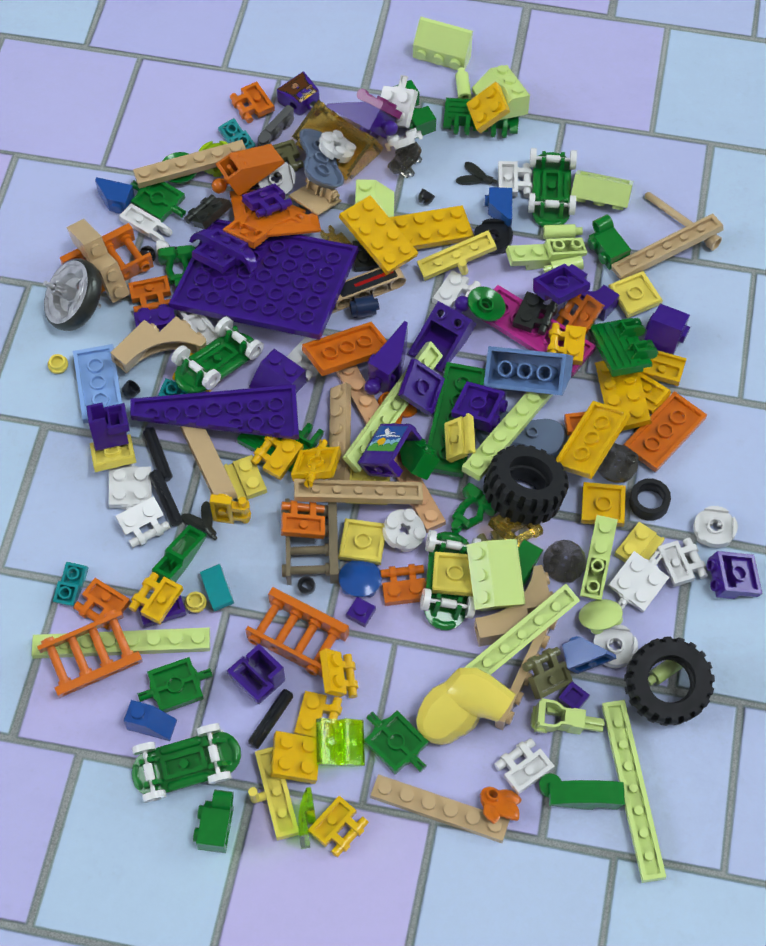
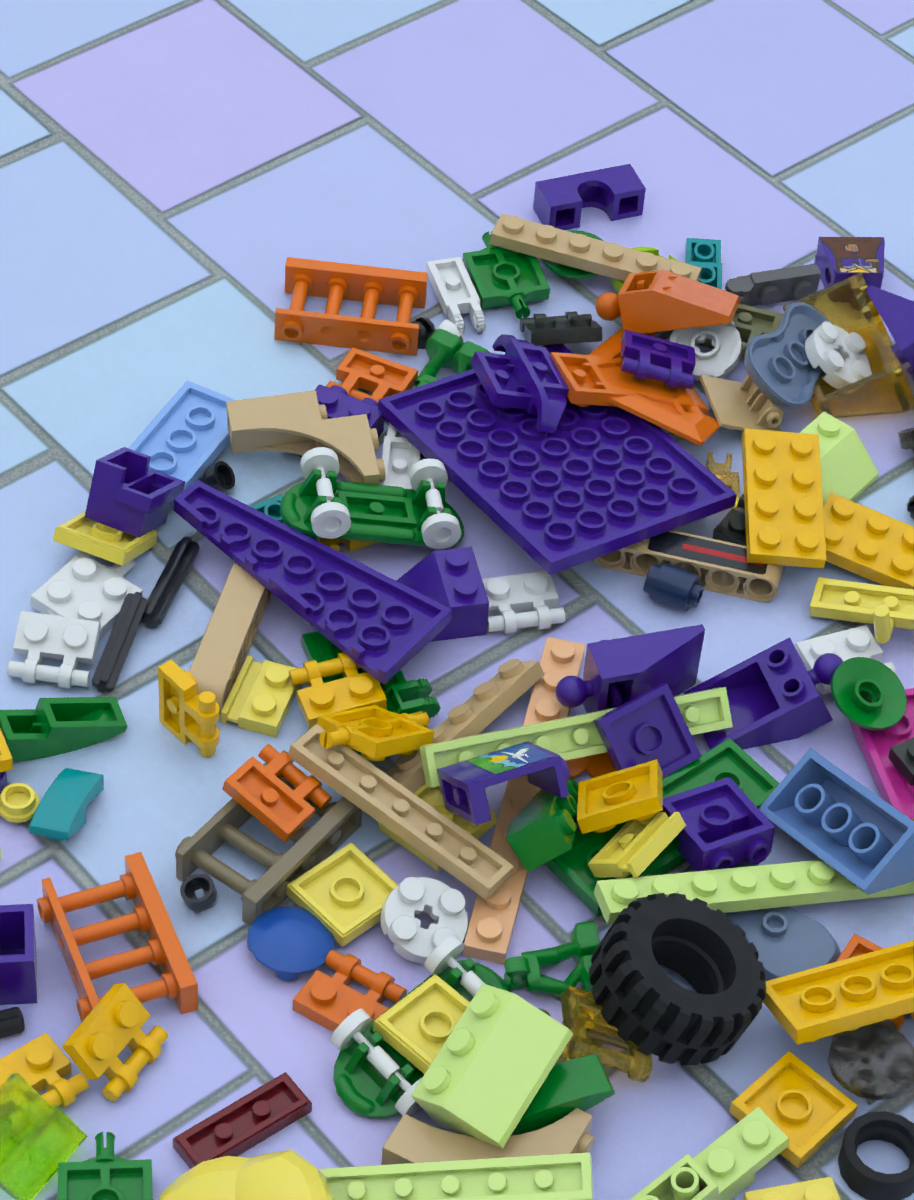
camera: 35 degrees right, 15 degrees down
(57, 364) = (153, 386): light yellow plate -> none
(72, 294) = (252, 306): flat silver wheel -> none
(94, 250) = (332, 290): tan arch -> none
(115, 194) = (450, 232): blue slope -> none
(164, 122) = (611, 189): none -> dark purple arch
(204, 524) = (137, 713): pearl dark grey piece -> none
(256, 98) = (780, 243): orange plate -> none
(344, 348) = (573, 612): orange plate -> none
(361, 611) = (245, 989): dark purple plate -> none
(412, 668) = (244, 1122): none -> dark red tile
(435, 421) = (620, 797): none -> yellow plate
(574, 564) = (626, 1125): clear smoke plate -> none

